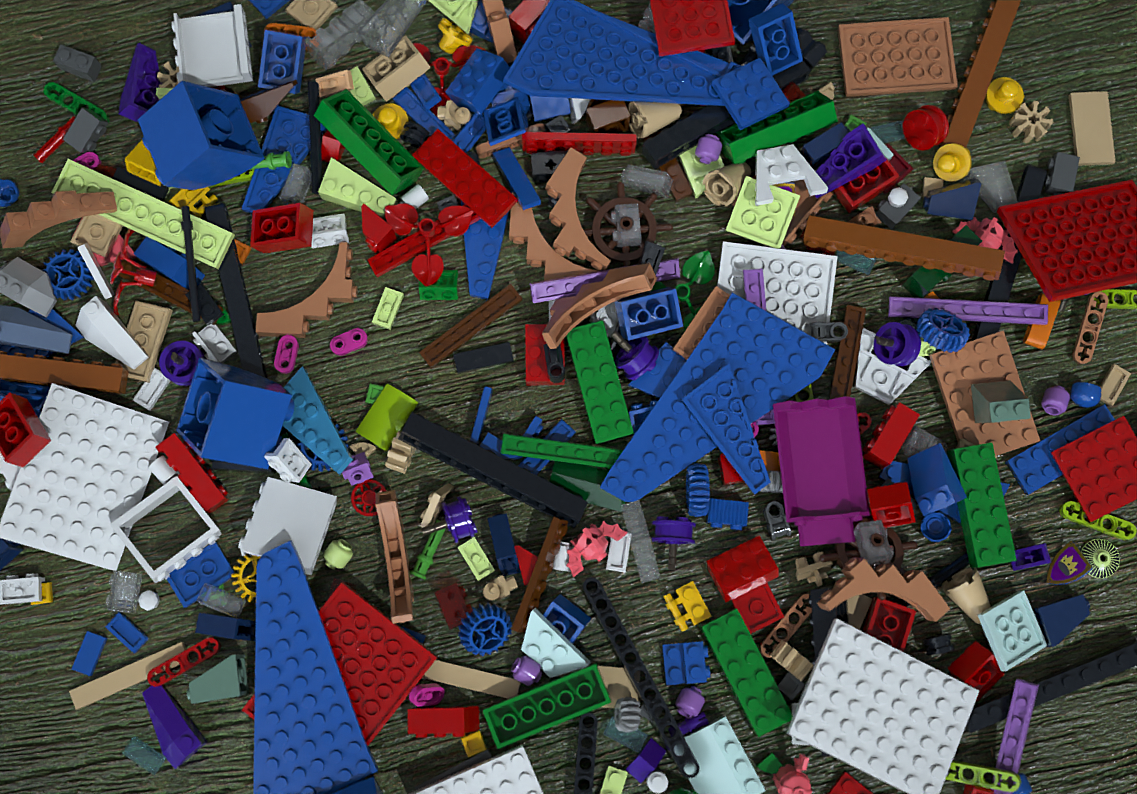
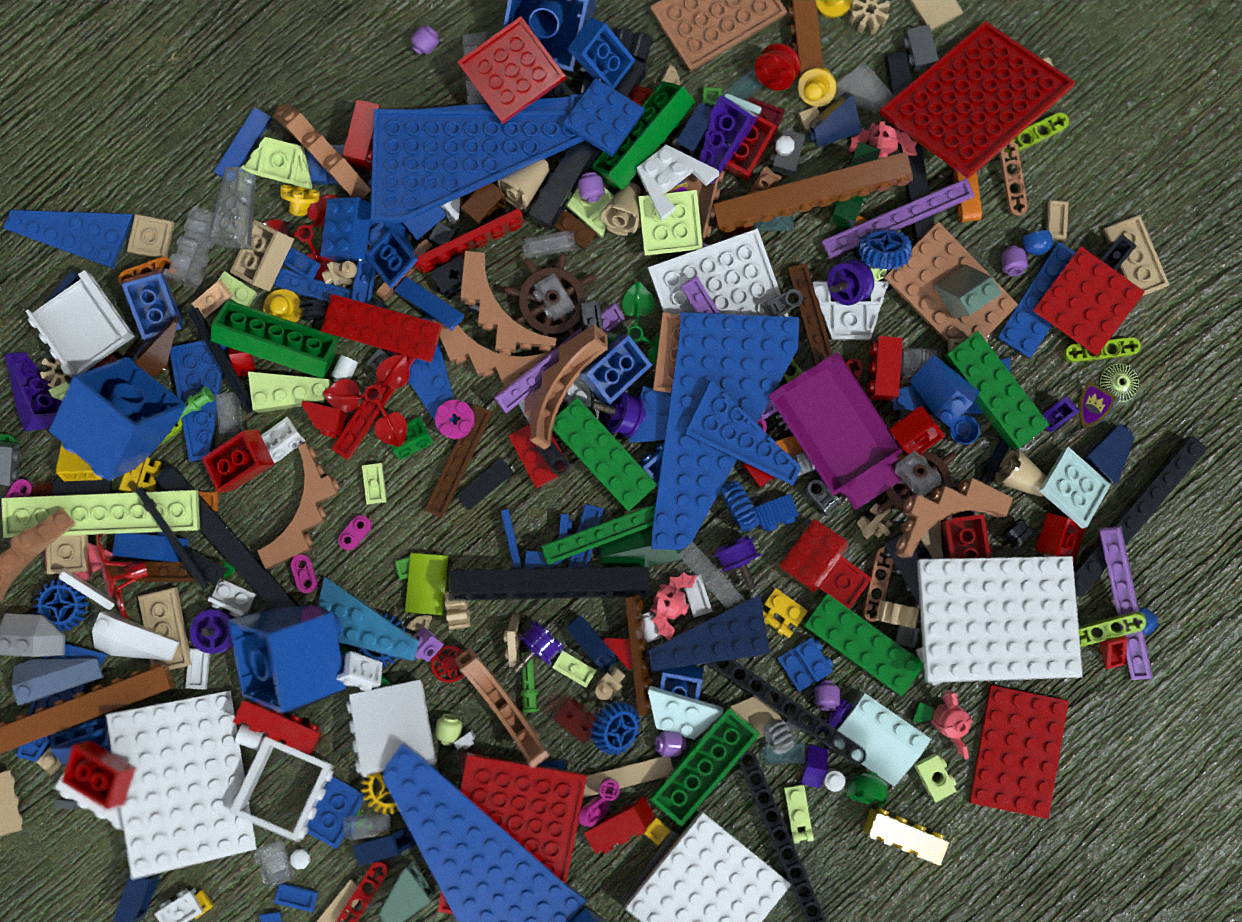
camera: 30 degrees left, 5 degrees up
(347, 572) = (465, 741): none -> white plate
(452, 679) = (611, 786): none -> dark pink wheel
(492, 296) = (463, 426): none -> dark pink plate
(627, 600) = (725, 637): none -> dark blue wing

